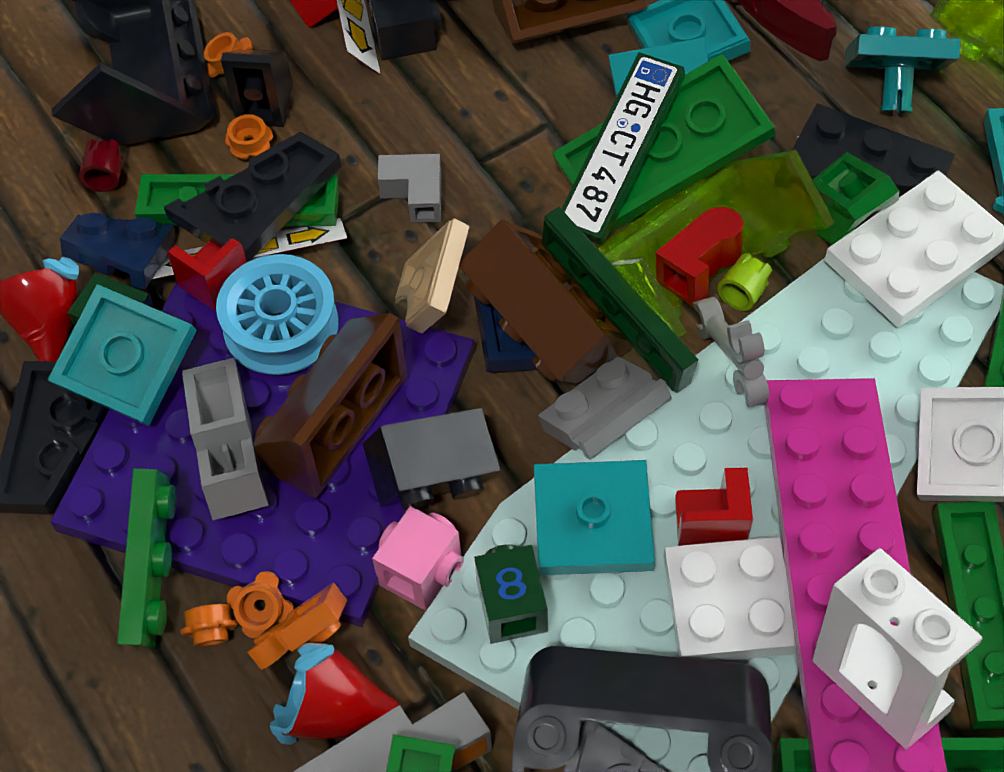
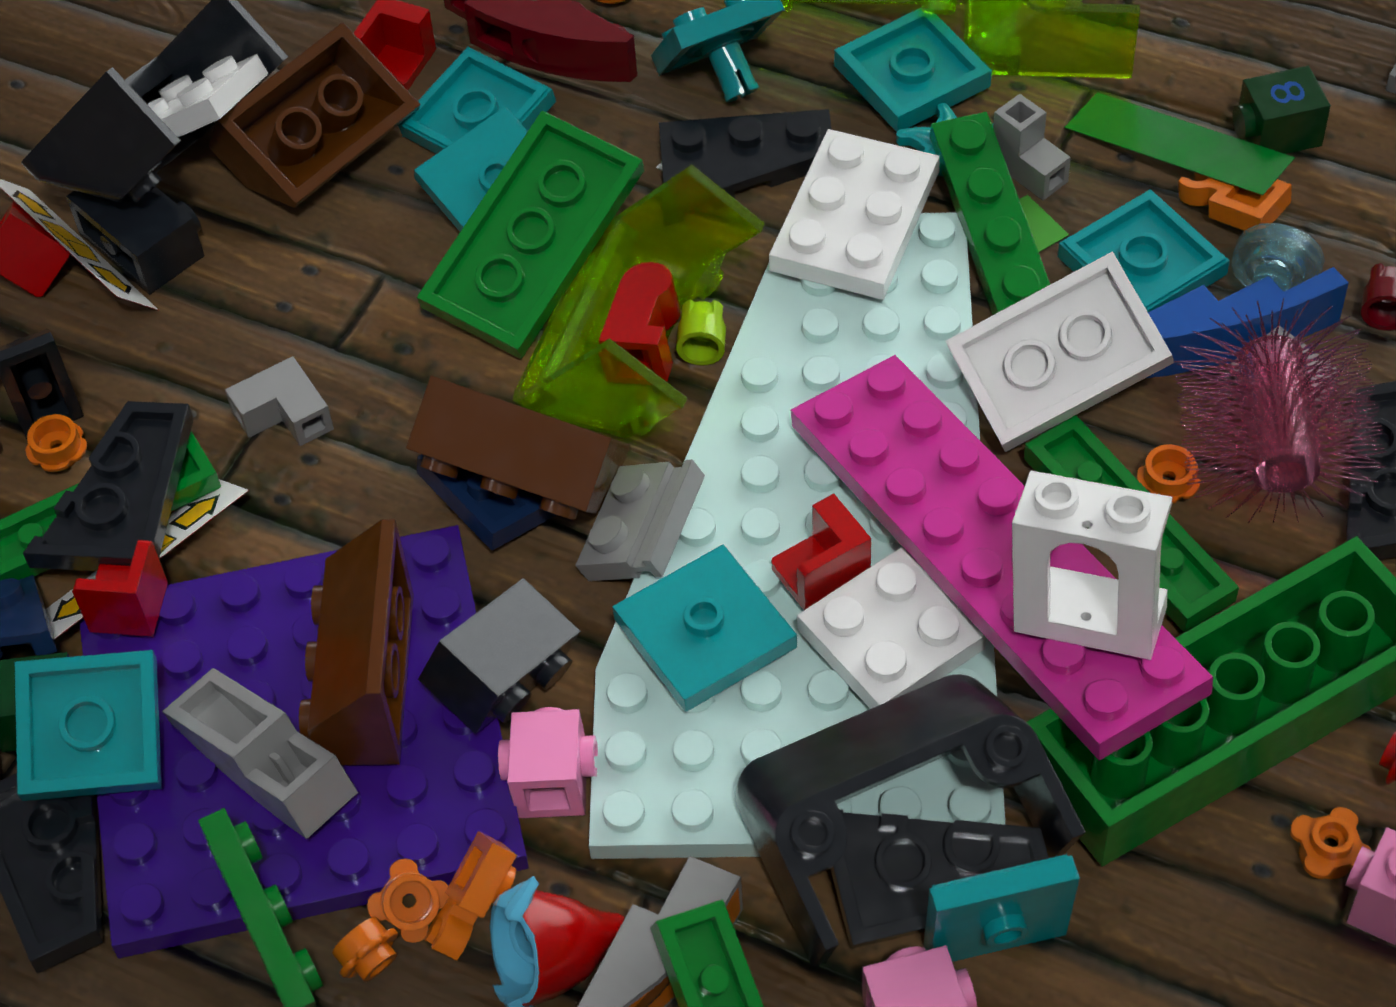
camera: 30 degrees left, 5 degrees down
(271, 287) = (237, 633): medium azure wheel -> none
(431, 275) = (377, 476): tan tile -> none
(511, 593) = (675, 737): dark green brick -> none
(618, 300) = (593, 402): dark green tile -> none
(622, 145) = (493, 257): tile -> none
(740, 347) = (747, 388): light grey bar -> none
(852, 193) = (764, 186): green slope -> none

